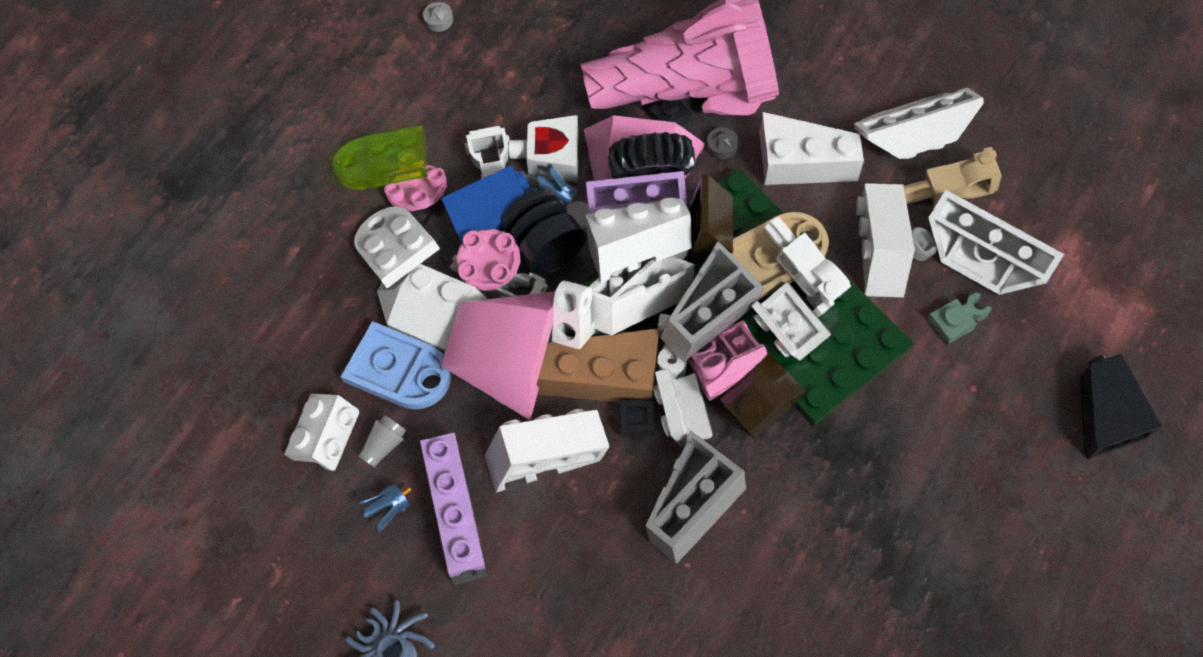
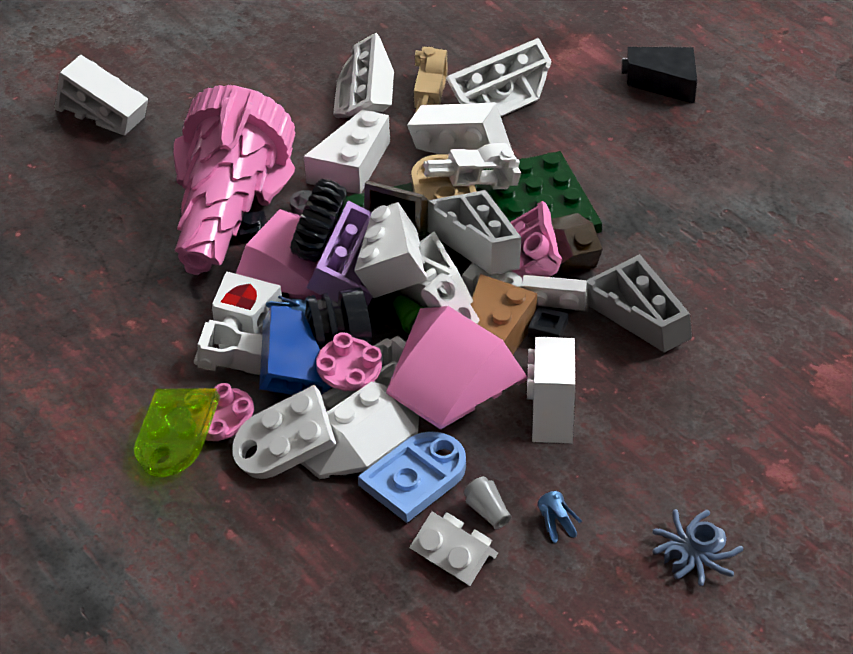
camera: 70 degrees left, 20 degrees down
(438, 16) = (26, 353): light grey tile -> none
(454, 509) = (583, 462): lavender piece -> none
(791, 322) = (516, 195): white bracket -> none
(957, 320) = (547, 125): sand green plate -> none

